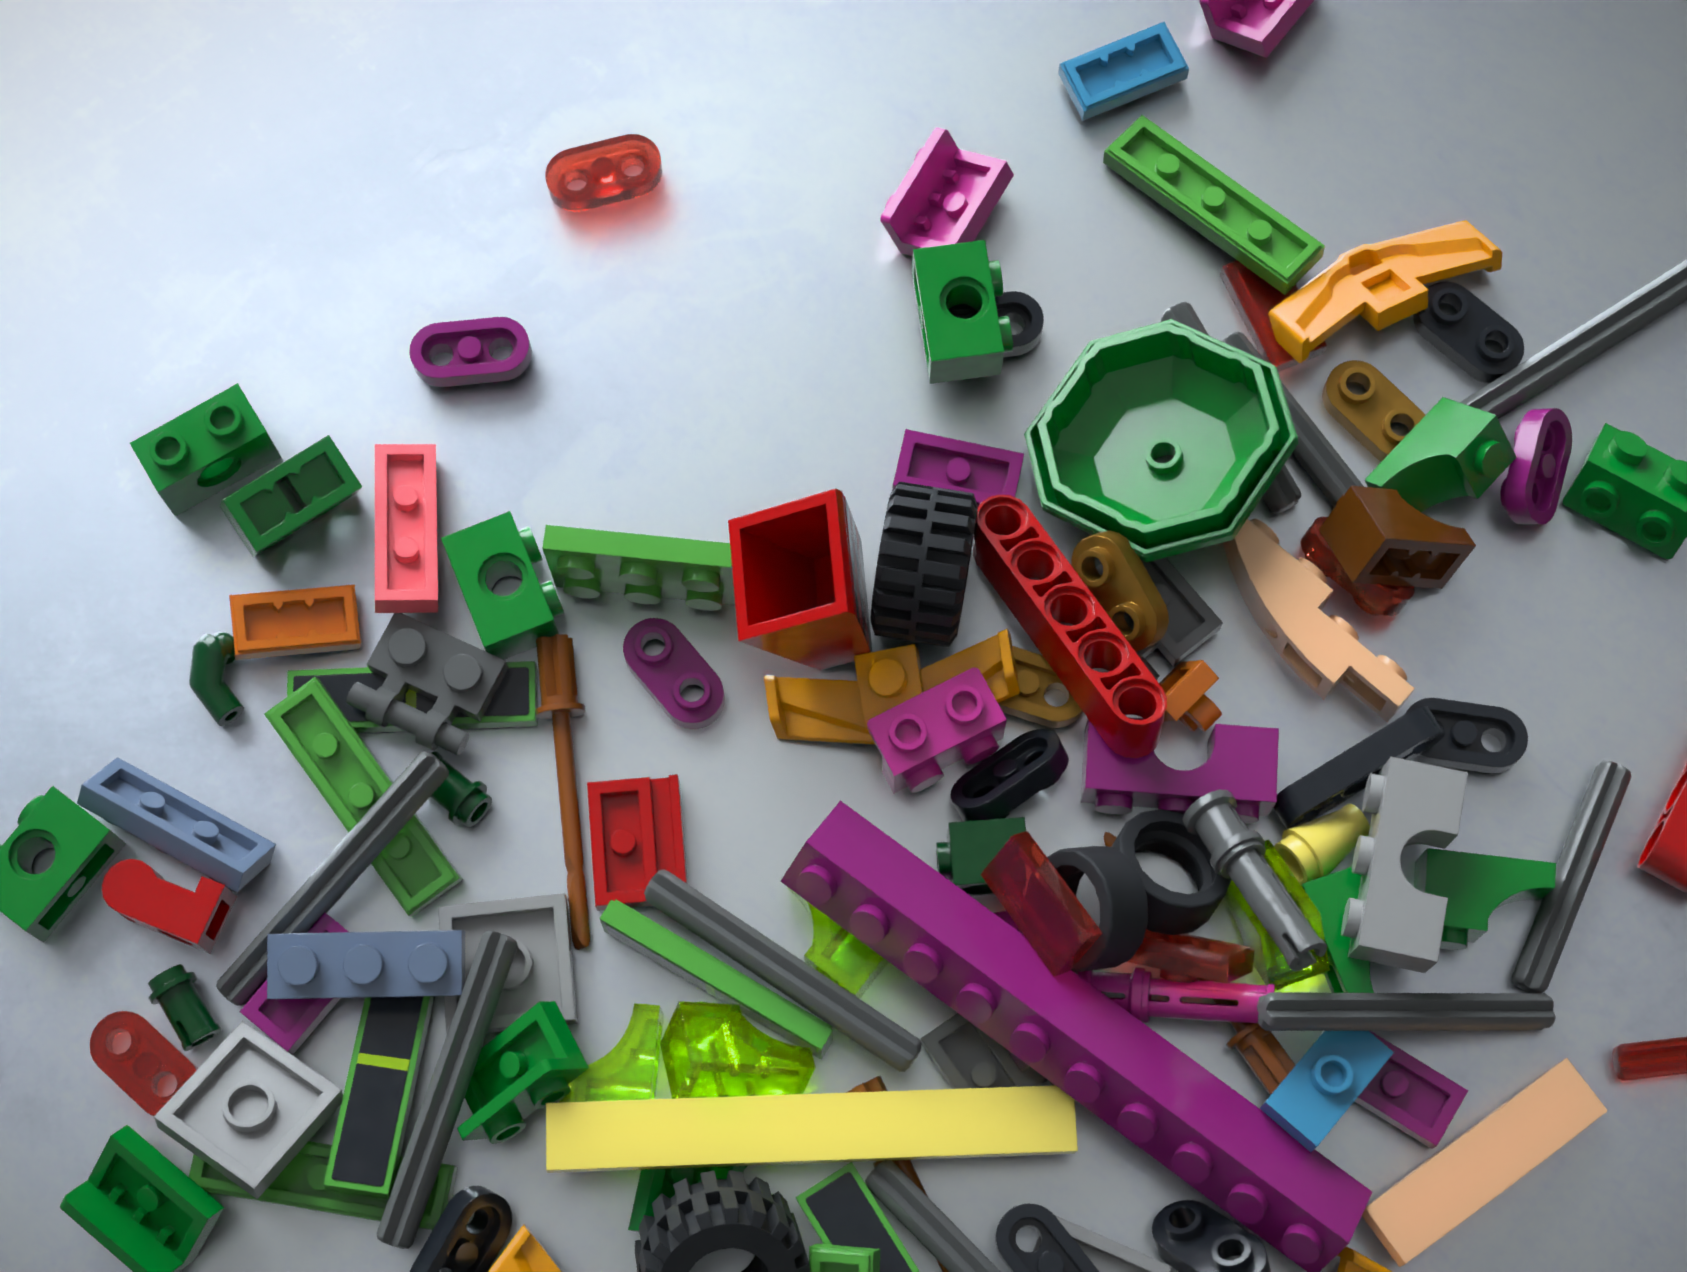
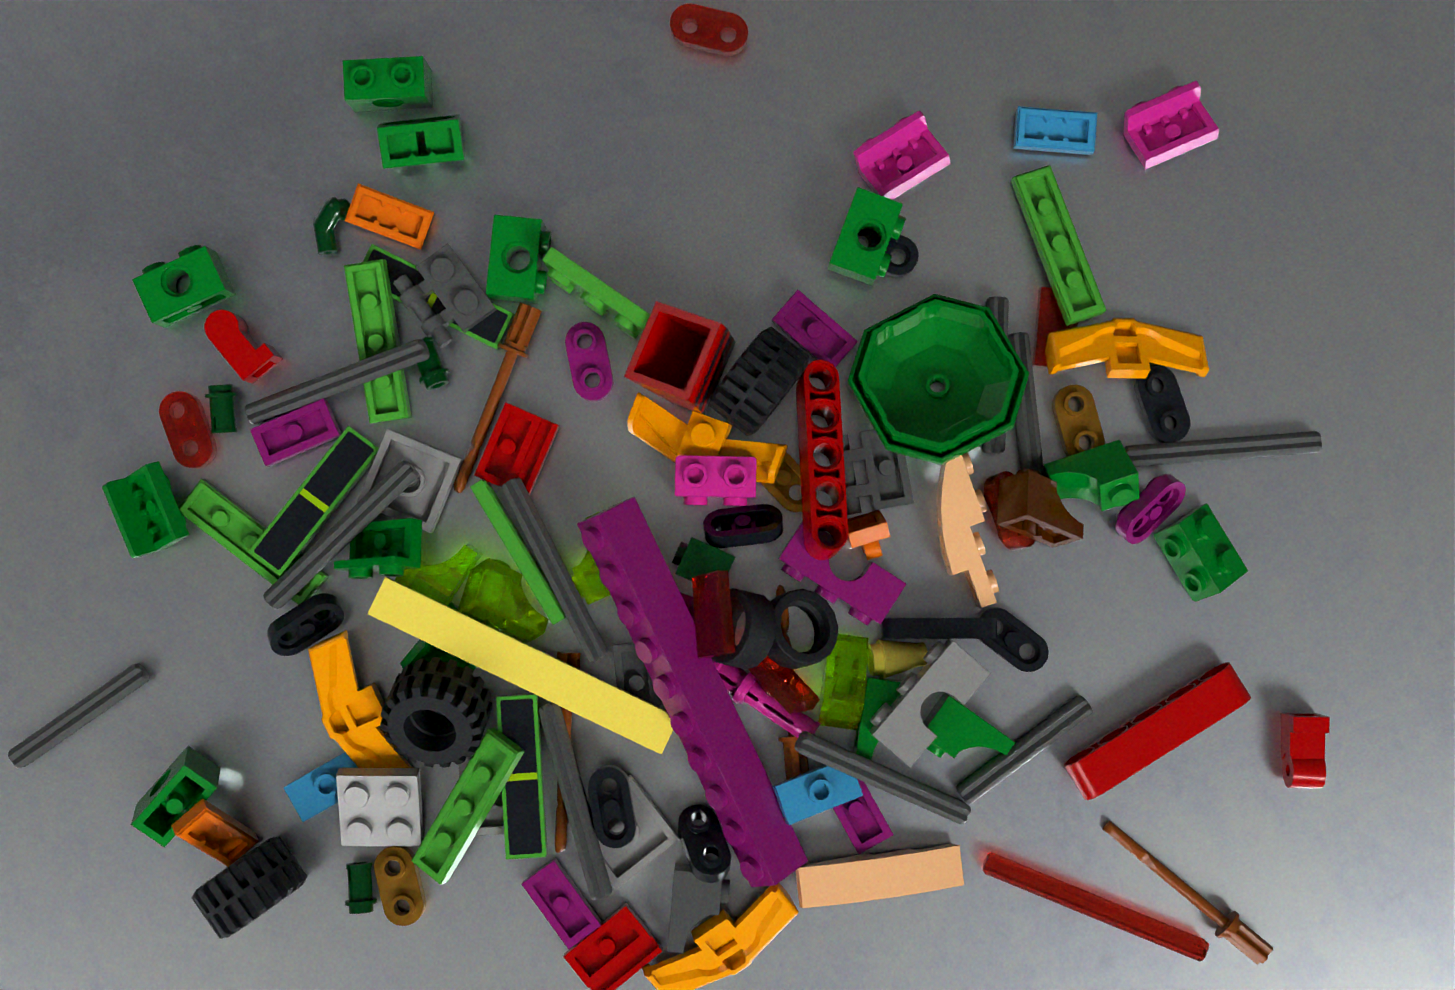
camera: 25 degrees right, 15 degrees up
(176, 824) = (266, 301): sand blue plate -> none
(249, 1109) = (228, 487): light grey plate -> none
(365, 964) = (329, 442): sand blue plate -> none
(406, 529) = (478, 195): coral plate -> none
(472, 349) = (574, 102): magenta plate -> none
(1122, 587) = (863, 456): pearl gold plate -> none
(1240, 857) = (839, 647): dark grey pin -> none

